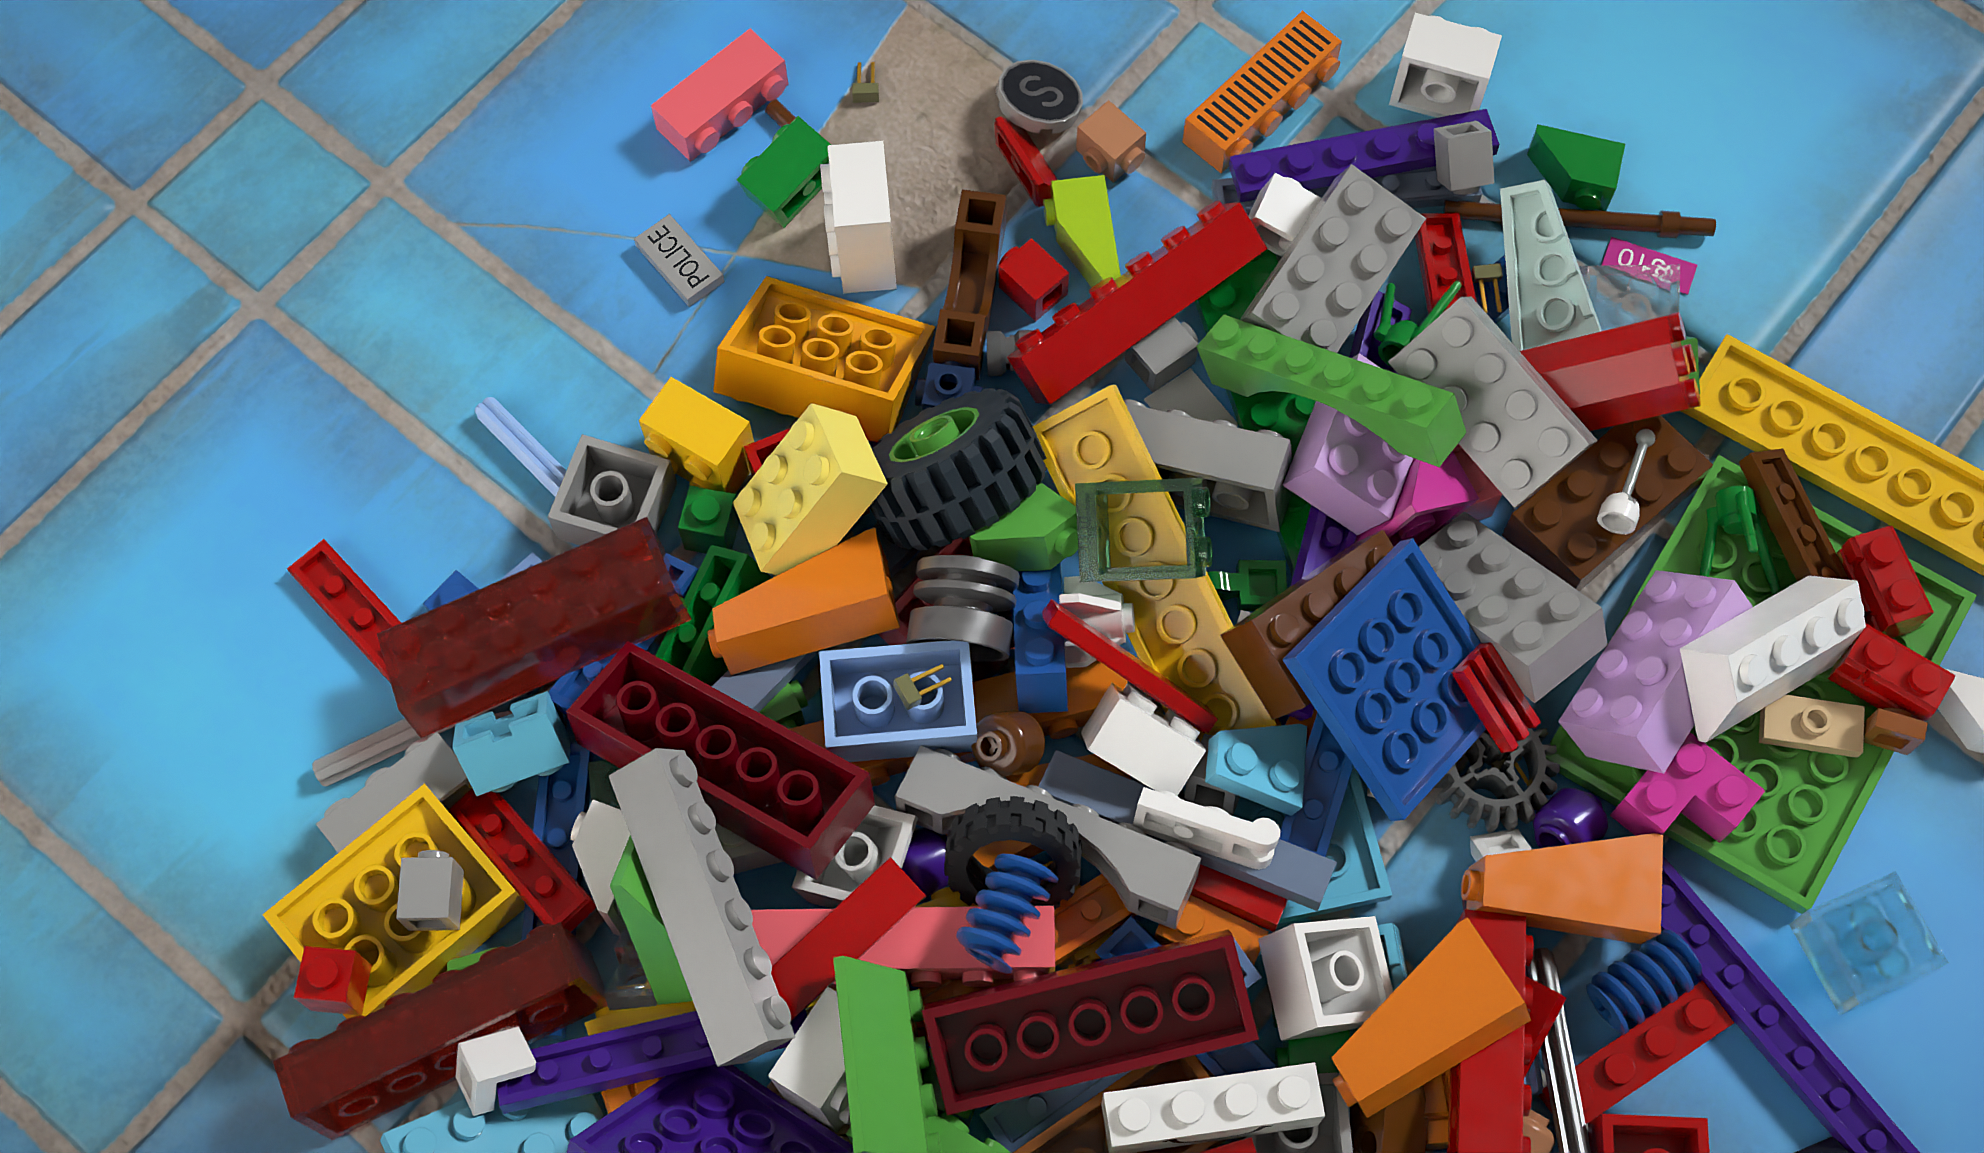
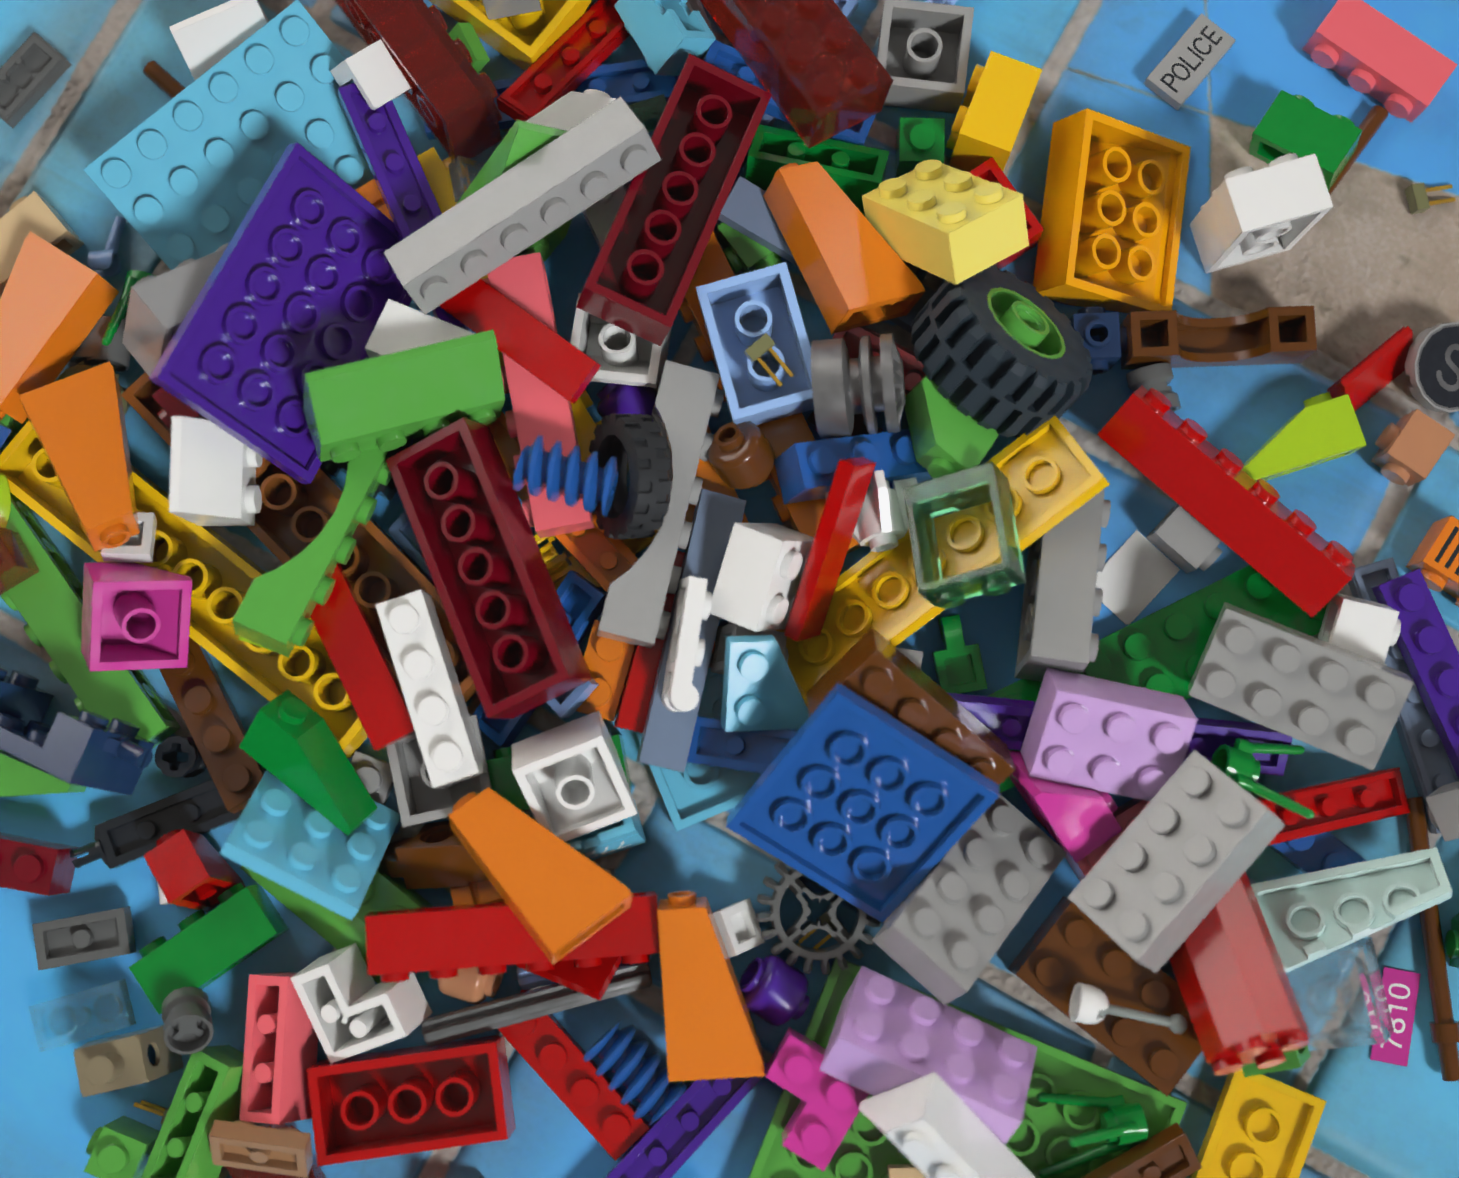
camera: 85 degrees right, 15 degrees up
(1032, 279) = (1239, 398): red brick -> none
(1400, 410) = (1137, 751): bright green arch -> none
(1488, 273) = (1340, 847): olive piece -> none
(1500, 692) = (863, 933): red tile -> none

